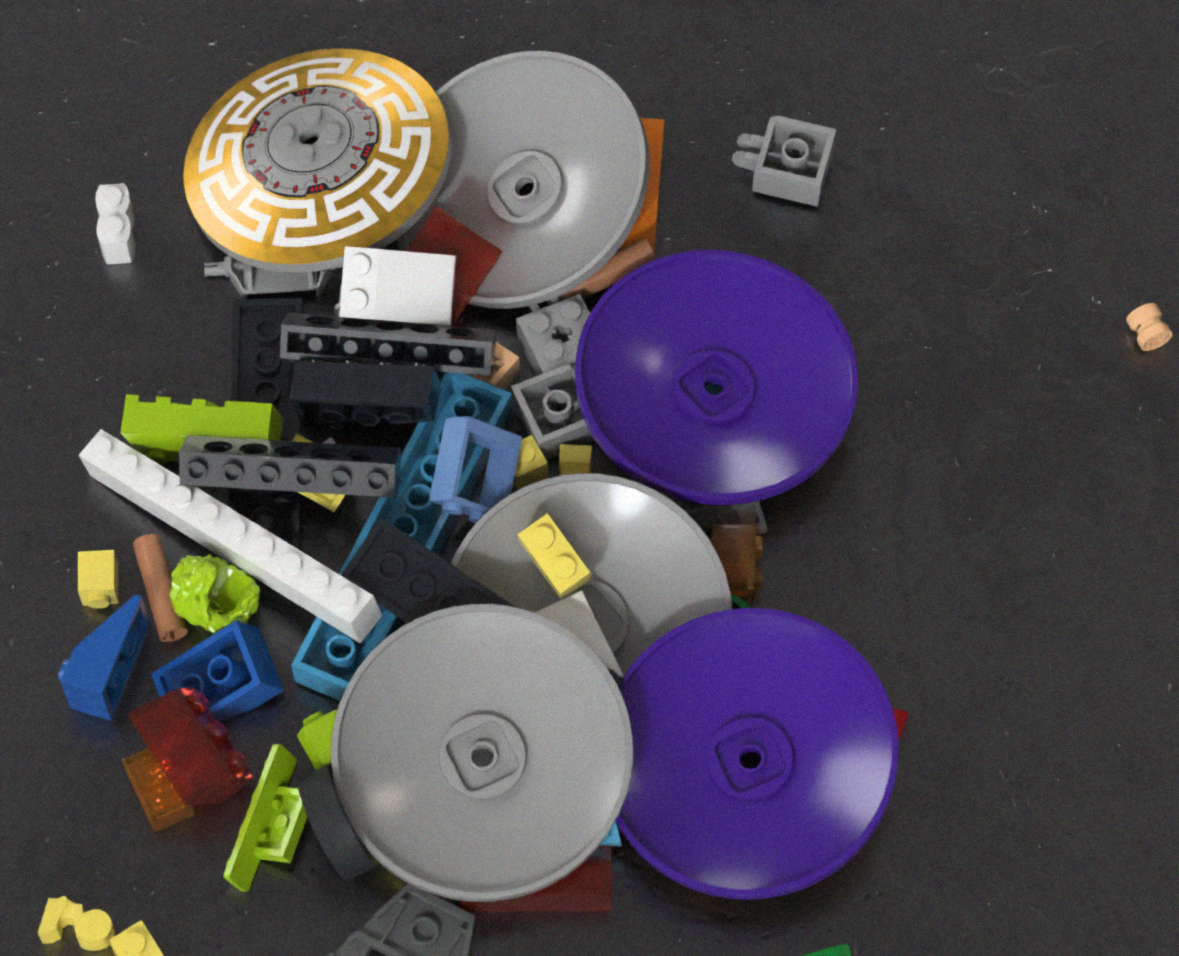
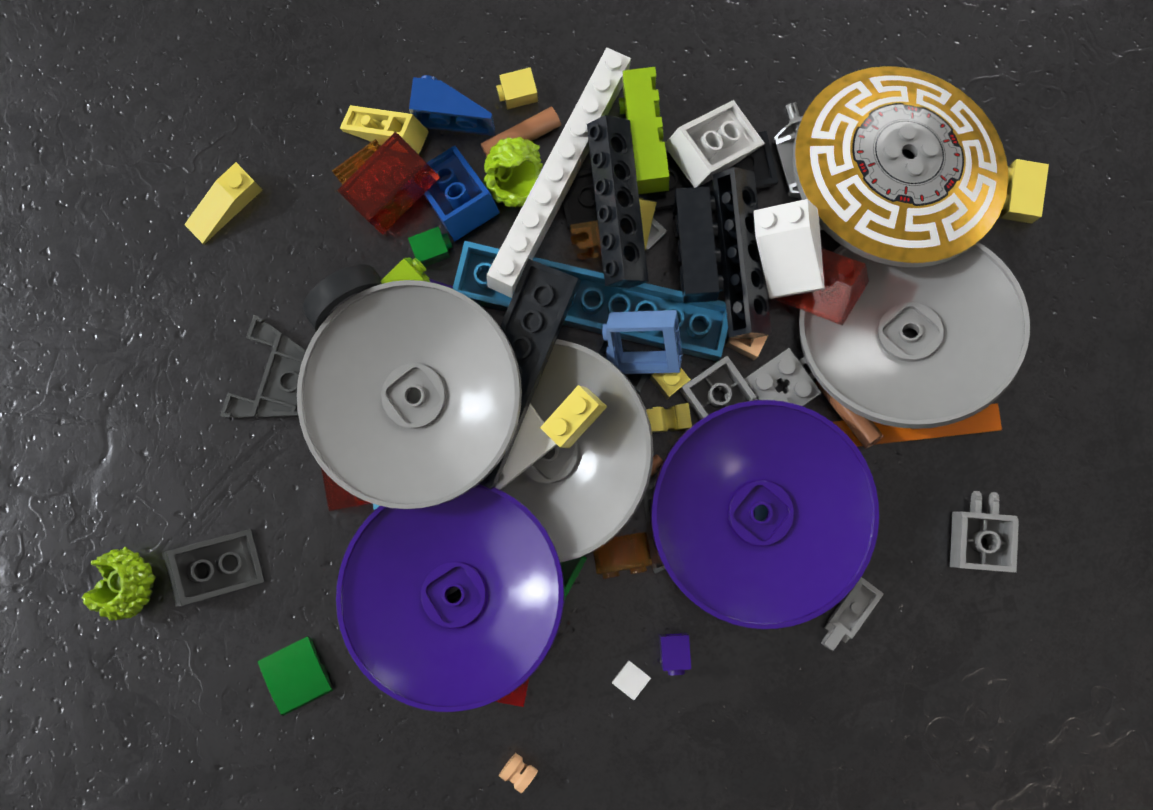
camera: 80 degrees right, 20 degrees up
(91, 927) = (252, 147): light yellow leg -> none
(101, 758) = (381, 124): none -> light yellow slope
(115, 223) = (814, 27): white brick -> none
(238, 356) = (713, 143): none -> white slope
(271, 822) = (347, 251): lime bracket -> none
(283, 720) = (430, 246): none -> green brick
(325, 519) = (586, 236): none -> clear orange hinge
(381, 35) = (1025, 191): none -> light yellow brick
(862, 324) = (851, 613): none -> light grey hinge
(869, 522) = (675, 653): none -> dark purple brick
(895, 582) = (631, 680): none -> white tile
(990, 732) = (518, 773): none -> light nougat wheel

